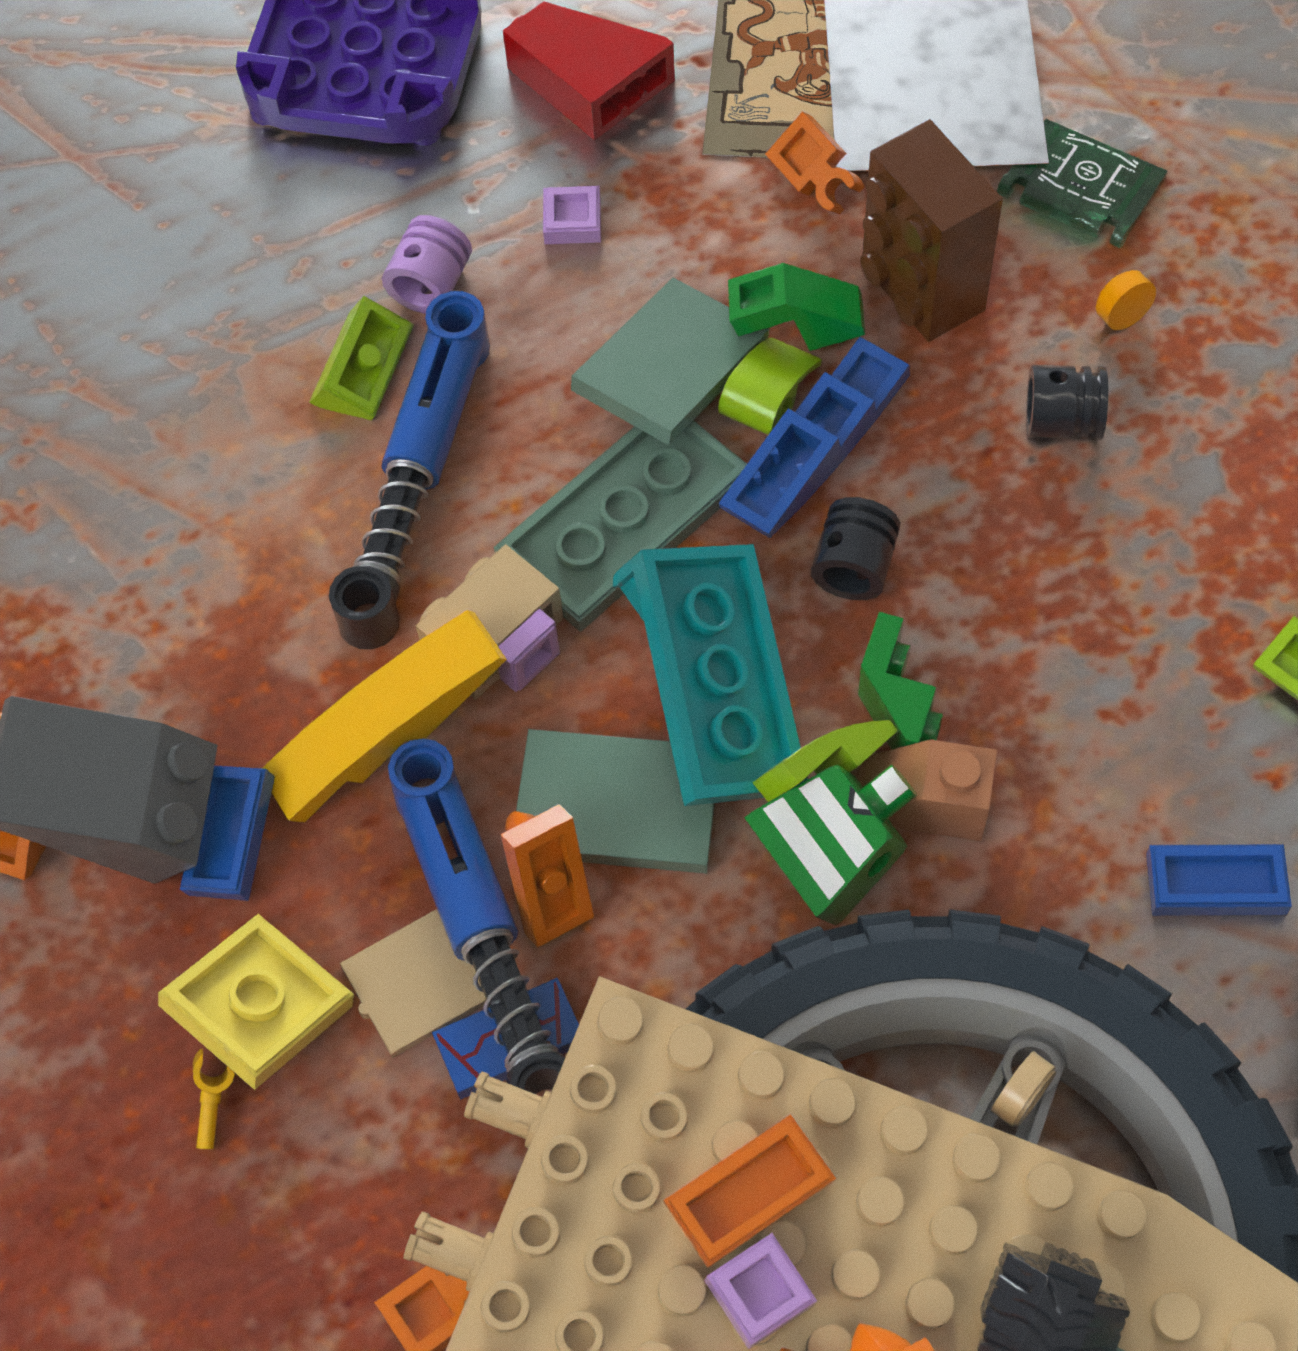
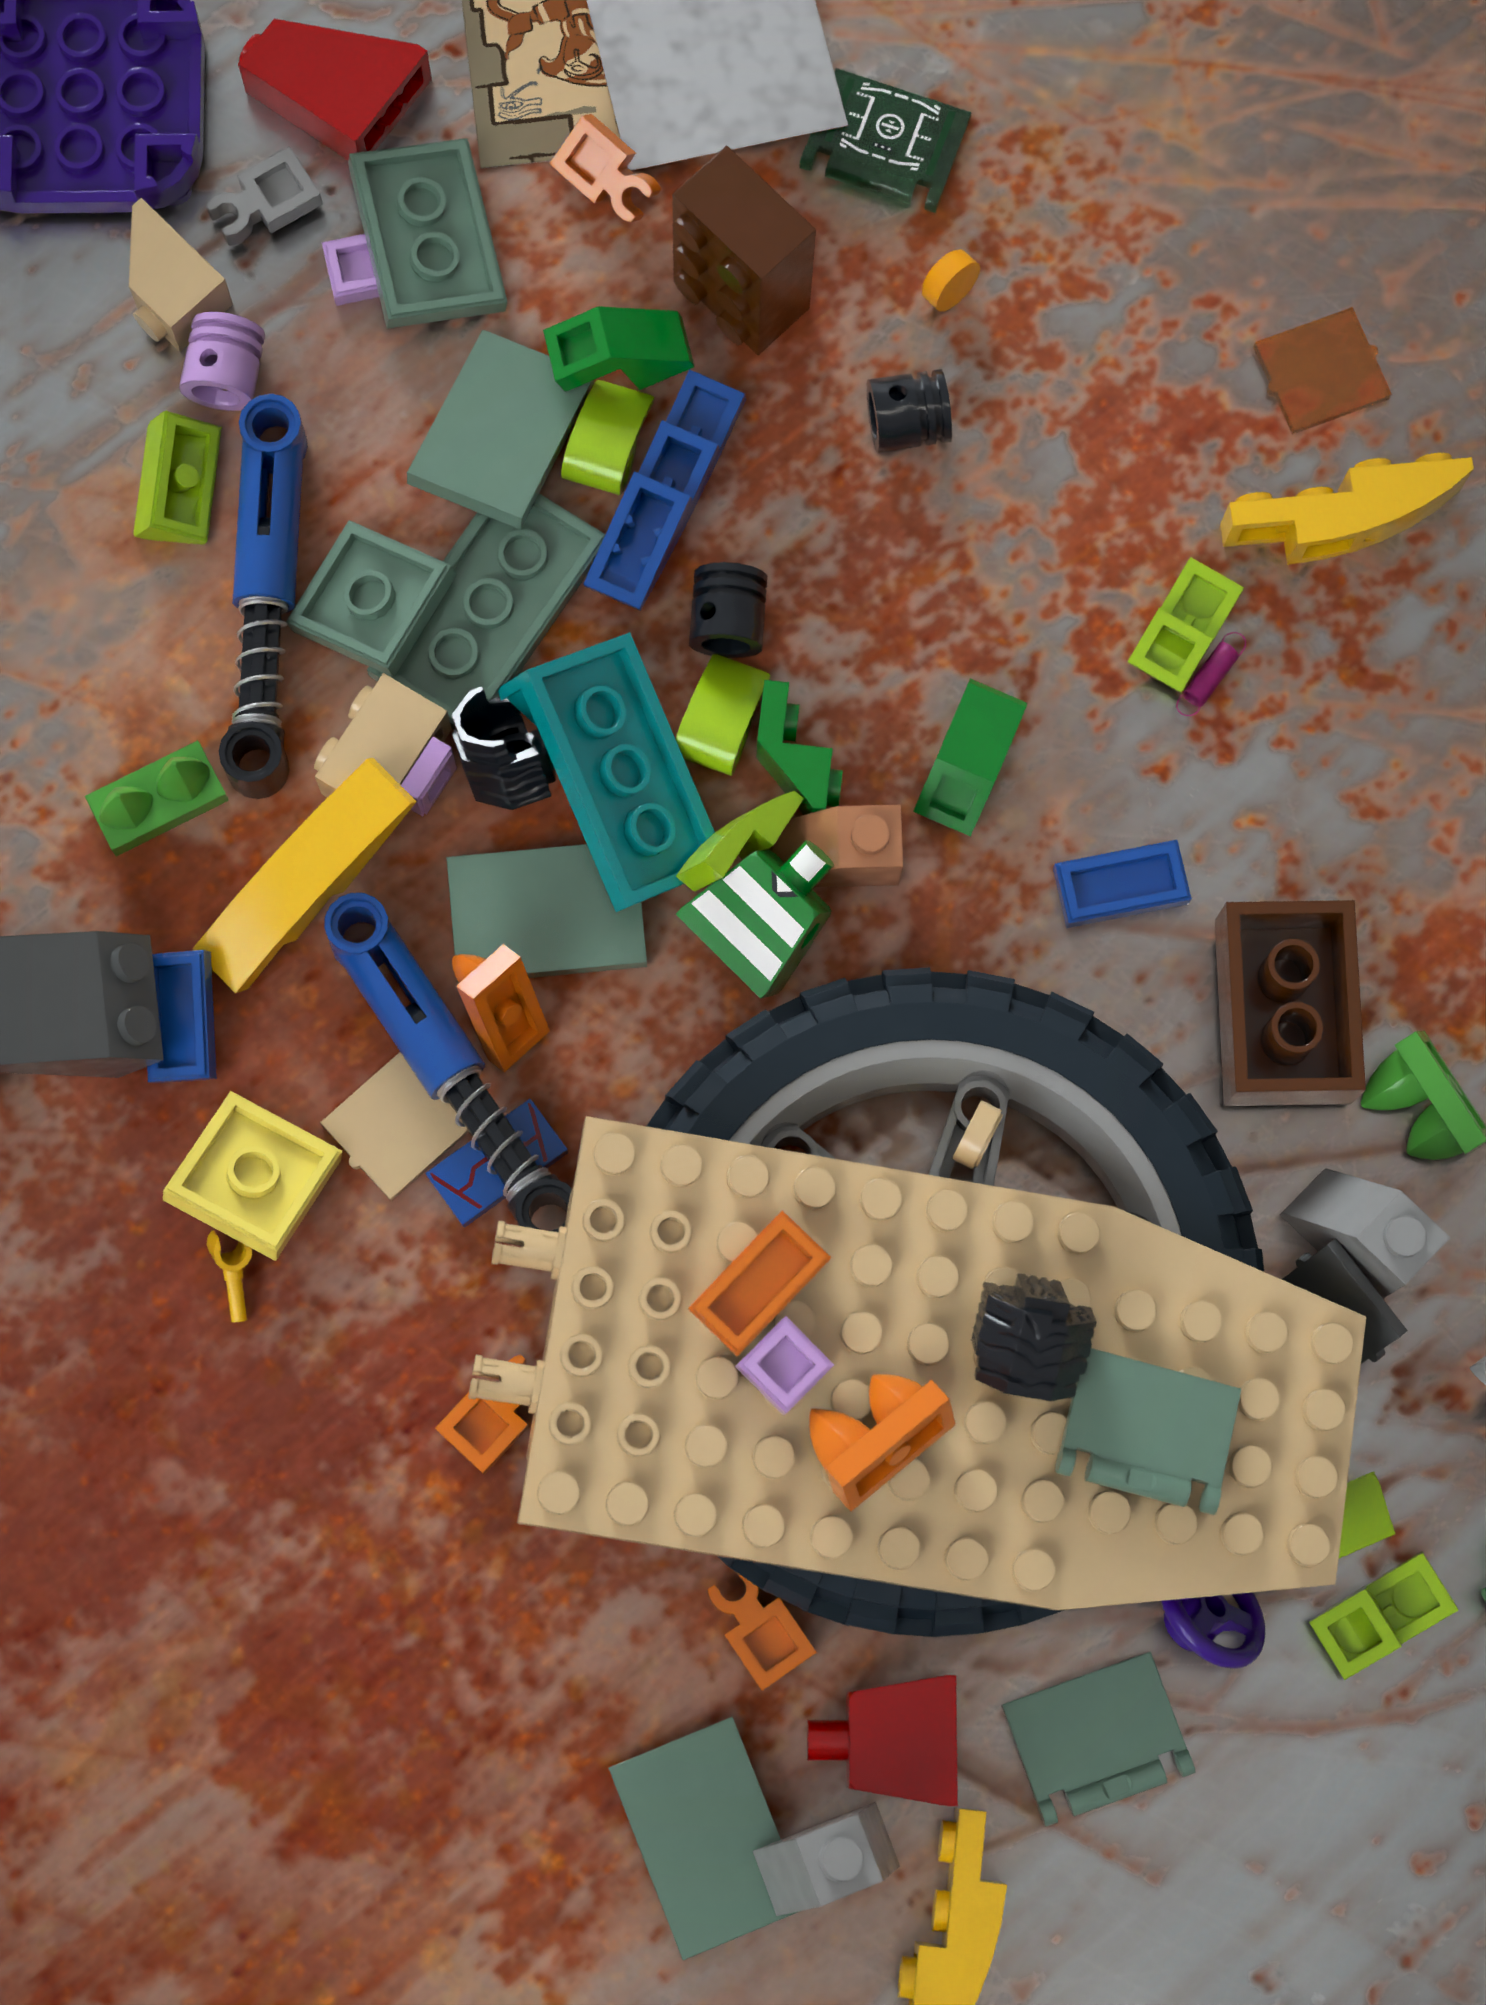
camera: 20 degrees left, 15 degrees up
(264, 629) = (156, 798): none -> bright green tile
(396, 190) = (170, 279): none -> tan slope
(507, 141) = (272, 192): none -> light grey plate
(513, 485) = (371, 598): none -> sand green tile
(601, 637) = (498, 753): none -> black hair
(641, 194) = (427, 233): none -> sand green tile
(827, 646) = (721, 714): none -> lime panel
(1076, 725) = (970, 757): none -> green slope

